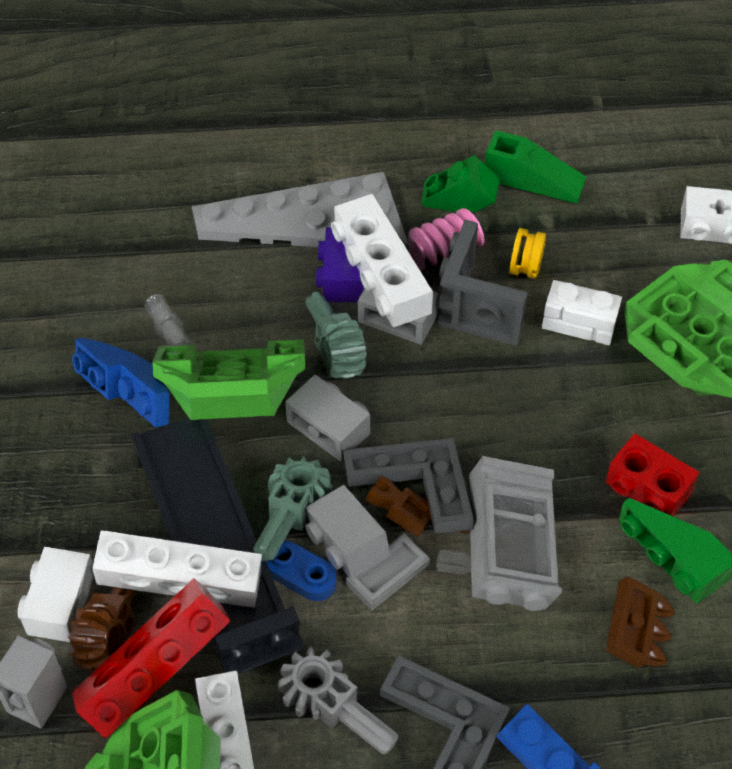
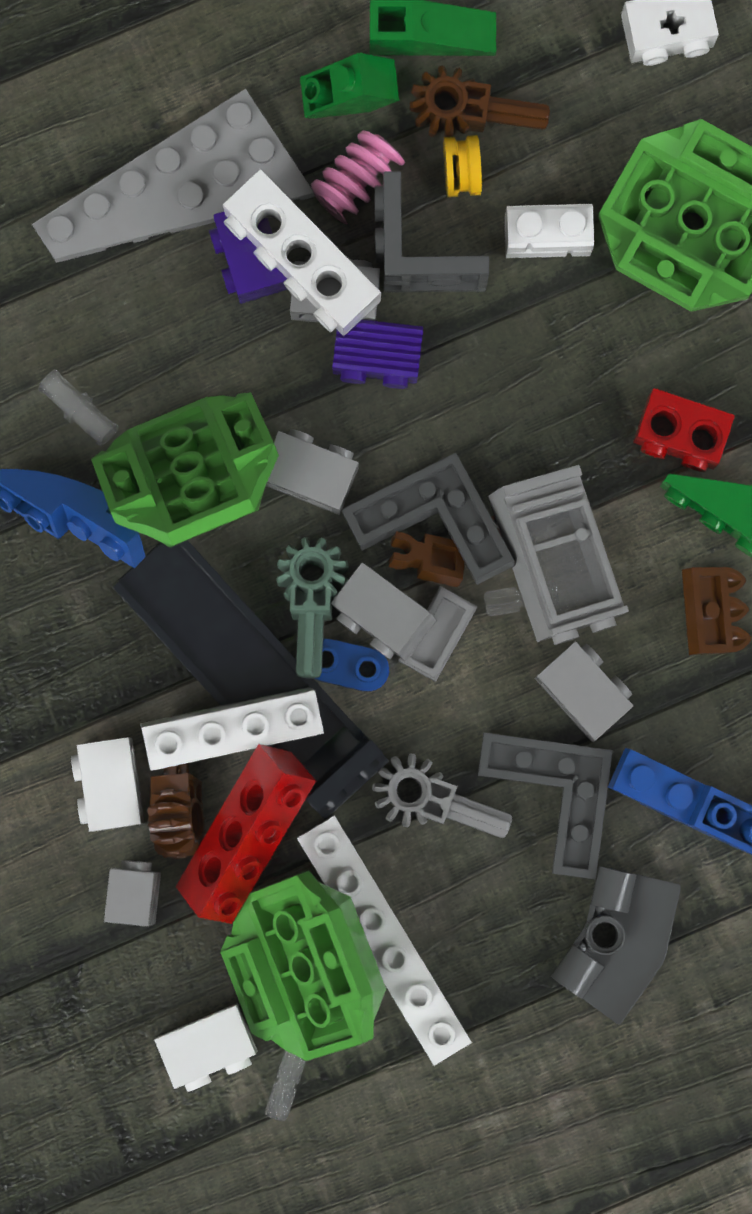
camera: 20 degrees left, 30 degrees up
(337, 339) = (280, 364): sand green gear -> none
(417, 354) = (379, 352): none -> dark purple brick
(501, 651) = (585, 690): none -> light grey brick
(541, 215) = (473, 106): none -> reddish brown gear

